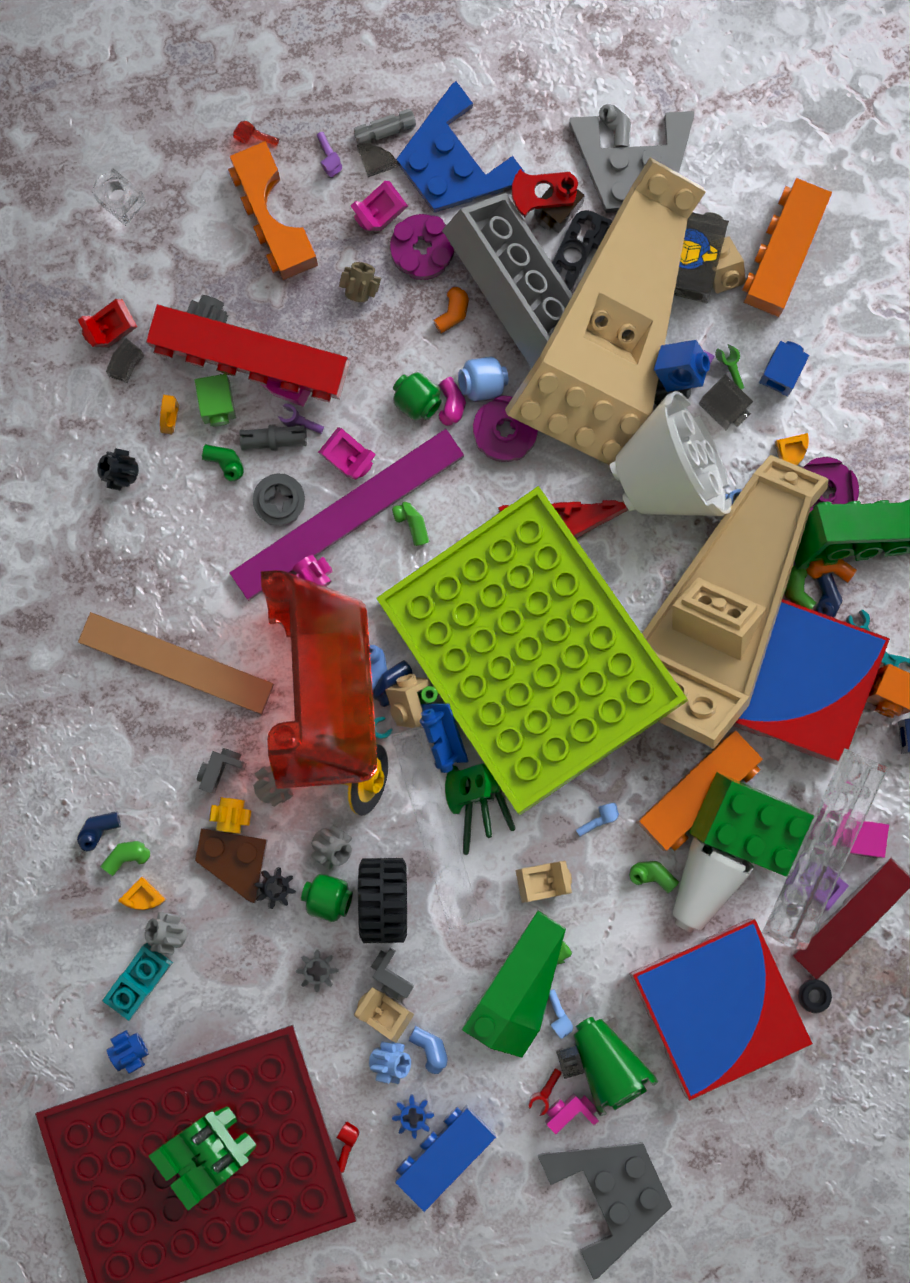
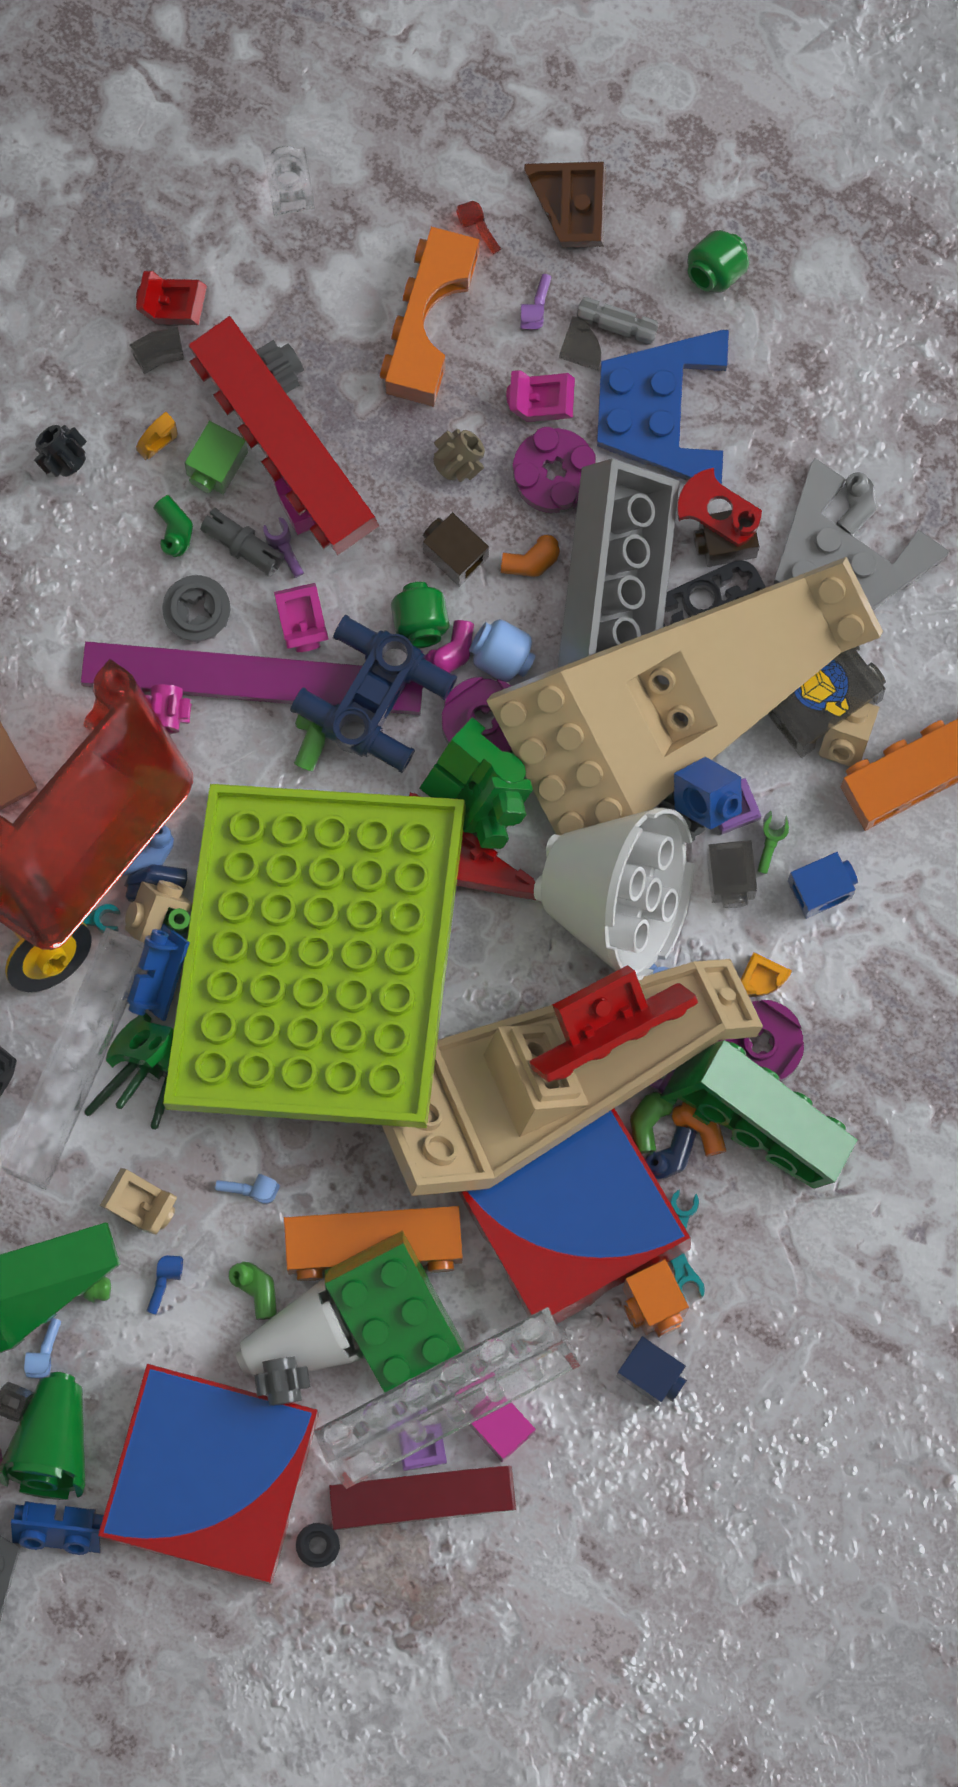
camera: 40 degrees right, 5 degrees down
(297, 75) = (572, 200): none -> reddish brown wing
(403, 340) = (454, 548): none -> dark brown brick
(416, 44) = (718, 261): none -> green head
(430, 465) = (373, 693): none -> dark blue piece
(541, 463) = (486, 780): none -> green hips
(592, 905) = (167, 1268): none -> blue hand
(667, 1108) = (36, 1528): none -> blue hinge
(723, 920) = (282, 1381): none -> dark grey gear
(739, 548) = (606, 1017): none -> red bracket

